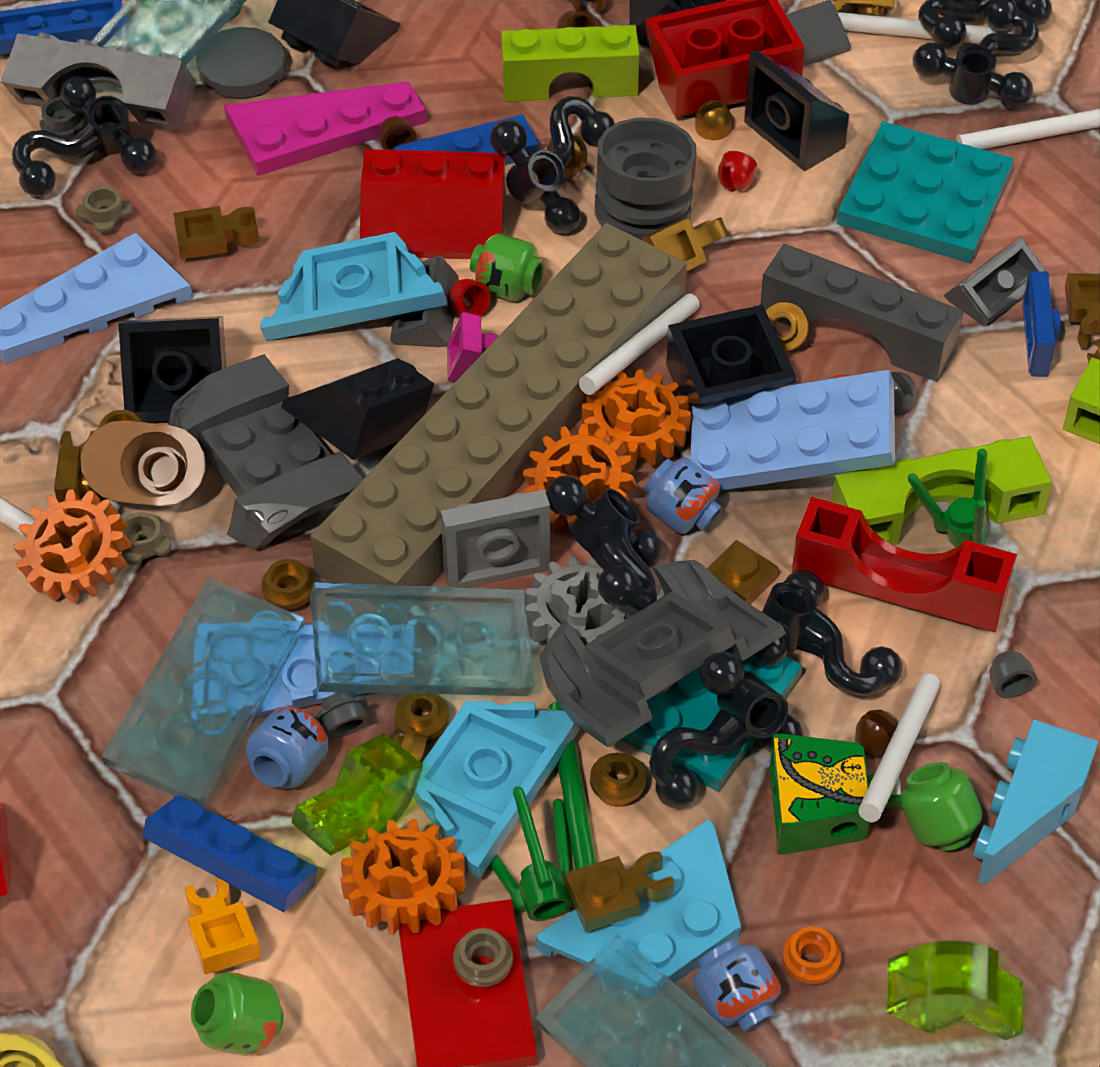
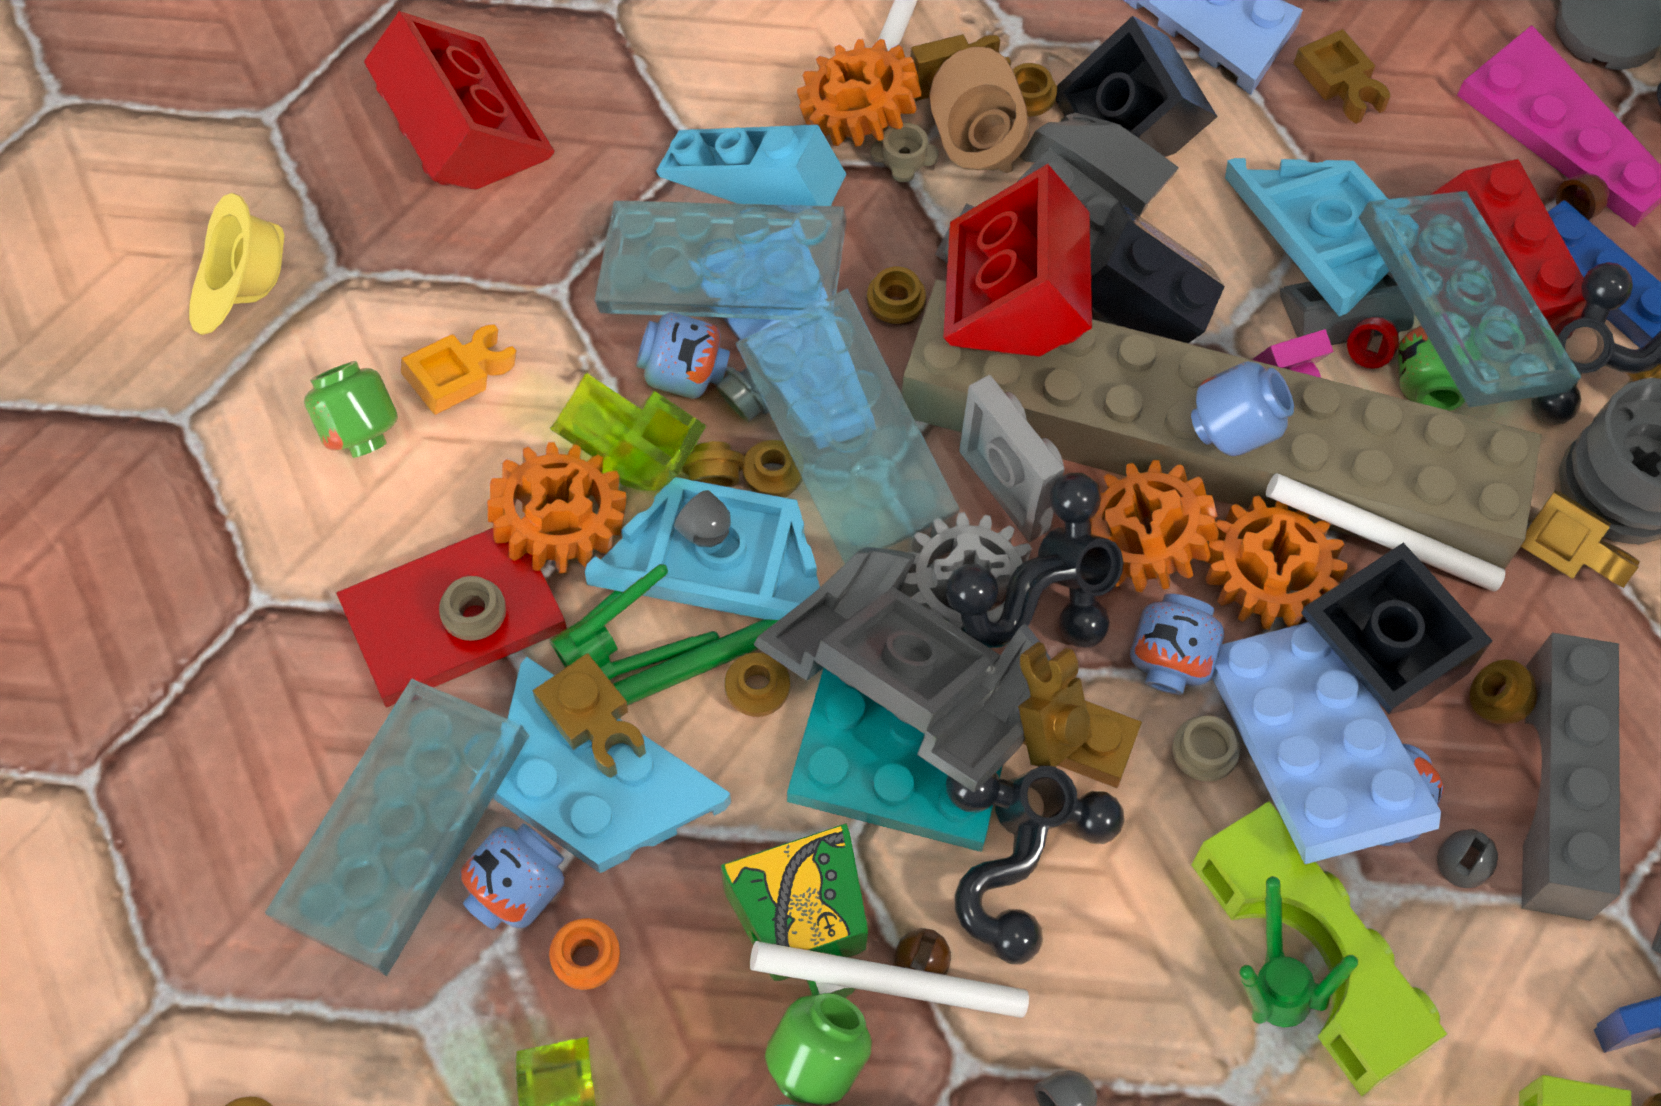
camera: 70 degrees right, 10 degrees up
(108, 648) = (756, 164): none -> medium azure slope
(230, 852) = (545, 350): blue plate -> none
(343, 468) = (1020, 270): none -> red slope
(472, 759) = (704, 520): none -> dark grey hinge
(477, 218) = (1469, 298): none -> clear light blue plate
(538, 366) = (1242, 408): none -> medium blue head
(733, 572) = (1056, 713): none -> pearl gold plate
(745, 711) = (857, 788): black piece -> none
(768, 509) = (1206, 748): none -> dark tan plate
(957, 584) = (1168, 971): red arch -> none

